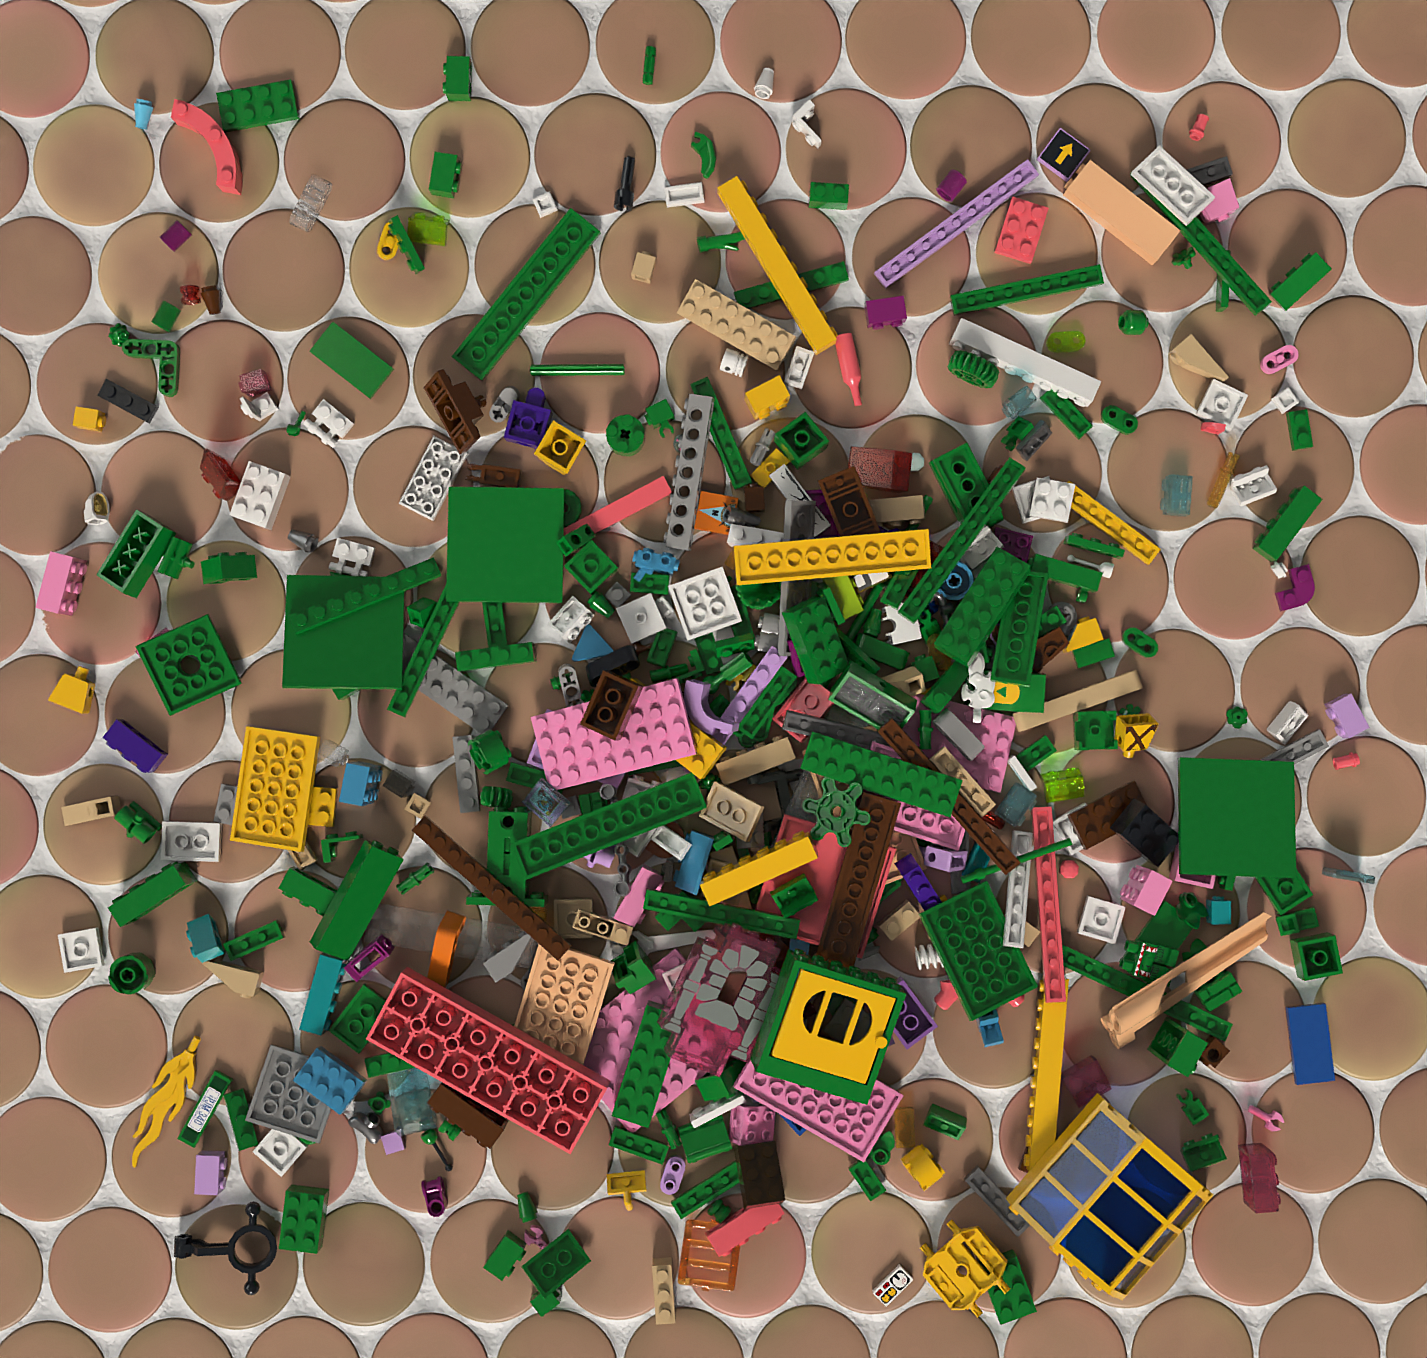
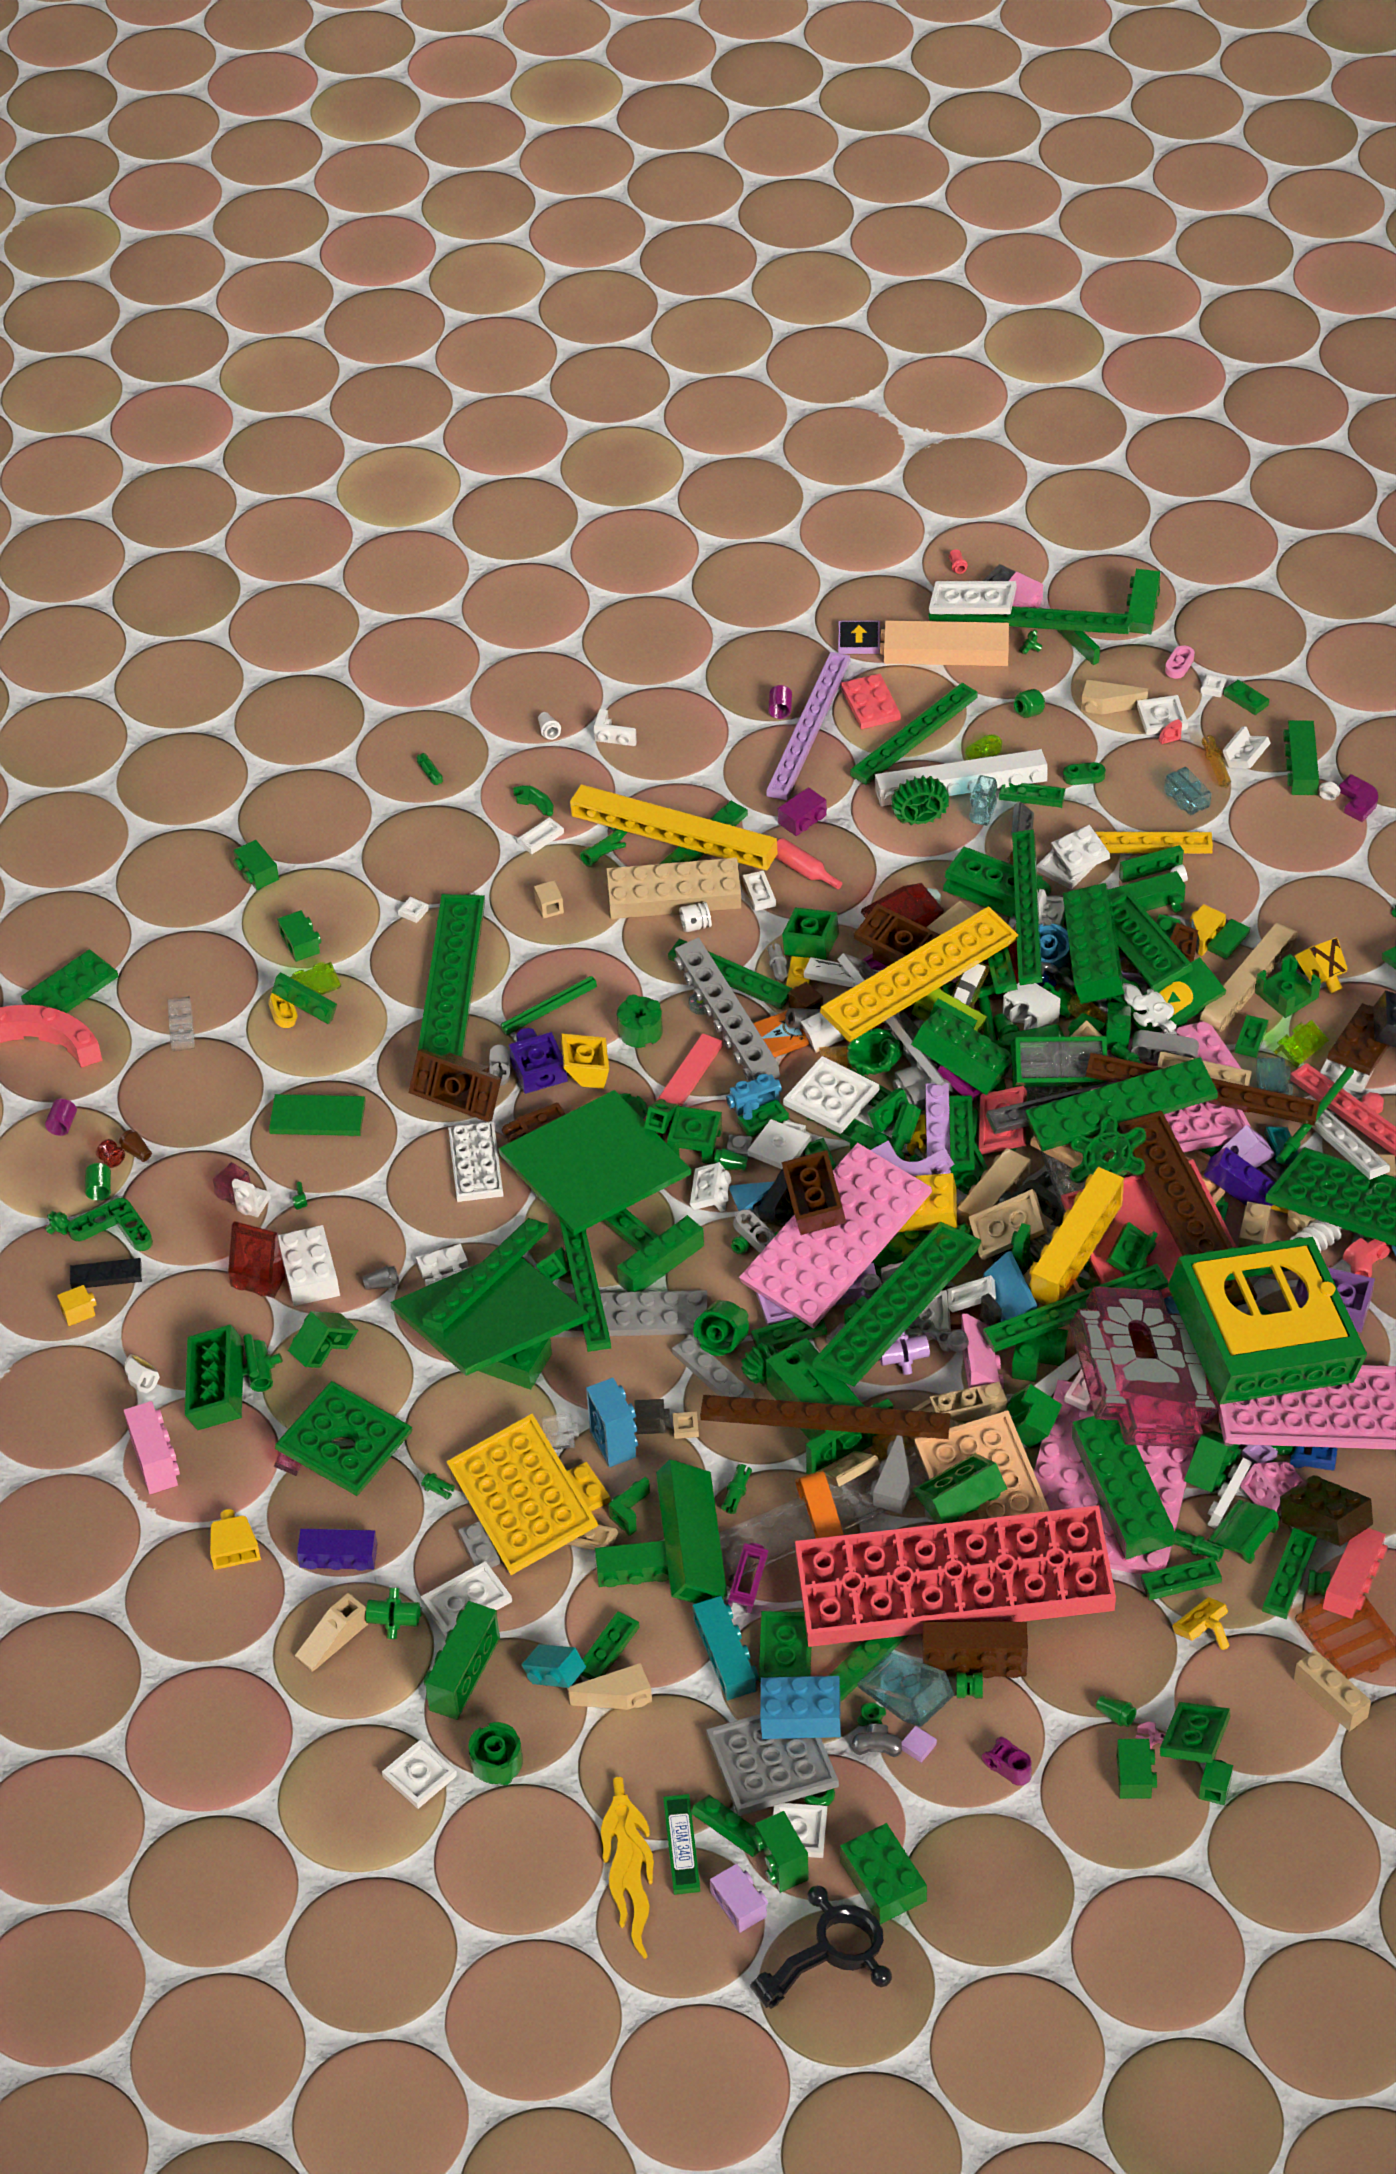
camera: 30 degrees left, 40 degrees down
(230, 739) = (433, 1483): none -> green pin
(249, 1170) = (783, 1850): none -> green brick
(332, 419) = (332, 1176): white plate -> none
(429, 1137) = (954, 1711): hinge -> none
(489, 922) = (849, 1467): none -> tan tile
(538, 1001) = (961, 1489): none -> green slope
(546, 802) = (816, 1328): clear light blue tile -> none
(624, 195) = (484, 860): black piece -> none
(660, 415) = (662, 988): green brick -> none
(672, 1175) = (1241, 1584): lavender plate -> none
(767, 398) = (750, 919): yellow piece -> none
(828, 195) = (676, 763): green brick -> none
(1016, 430) = (1001, 825): green plate -> none
(1021, 773) = (1248, 1053): white tile -> none
(1139, 641) = (1262, 906): green plate -> none

